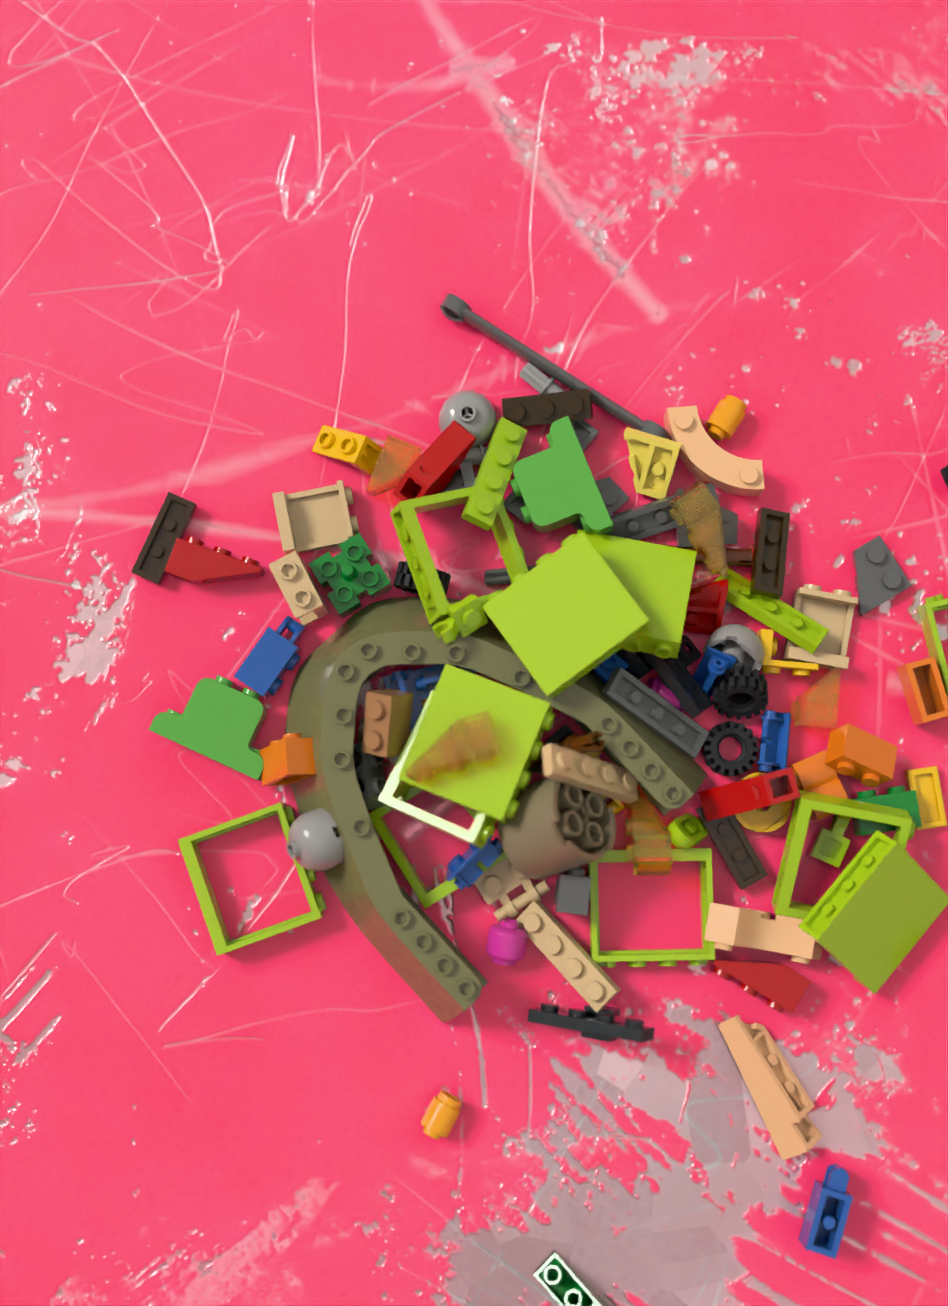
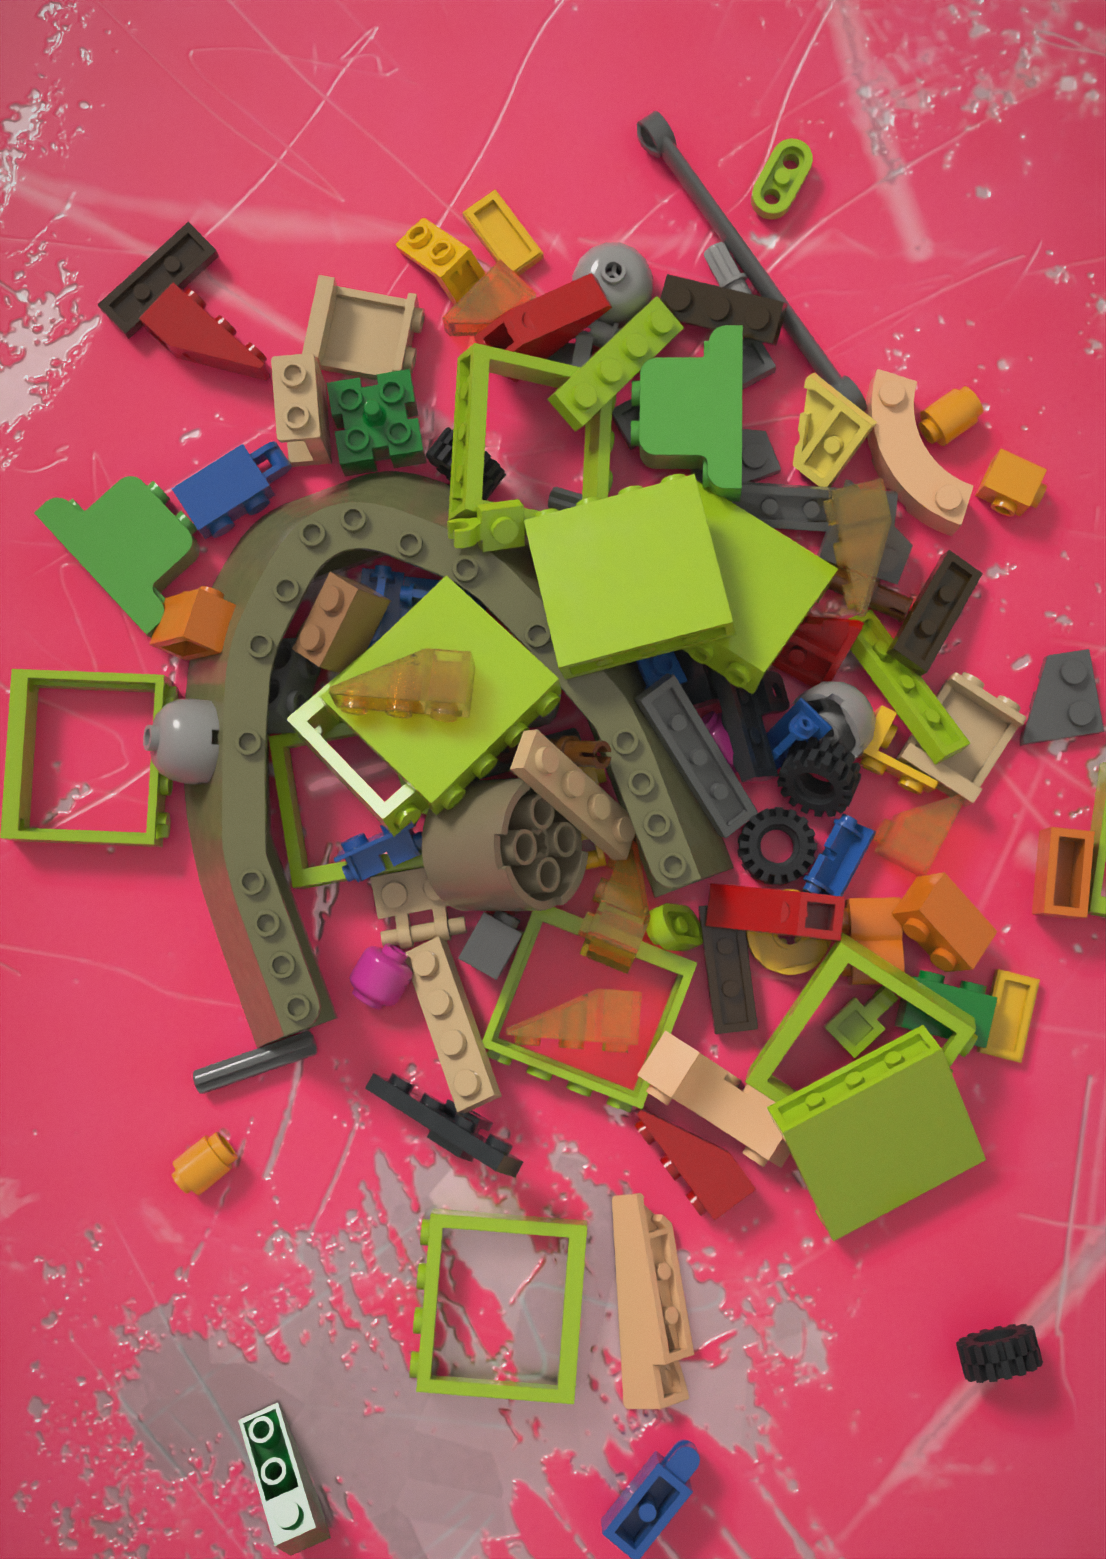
camera: 20 degrees right, 0 degrees up
(380, 414) = (502, 233): none -> yellow tile
(445, 1035) = (255, 1062): none -> dark grey axle
(550, 305) = (779, 180): none -> lime plate
(621, 1130) = (425, 1316): none -> lime window
(659, 912) = (593, 1017): none -> slope
(785, 447) = (1012, 484): none -> light orange brick

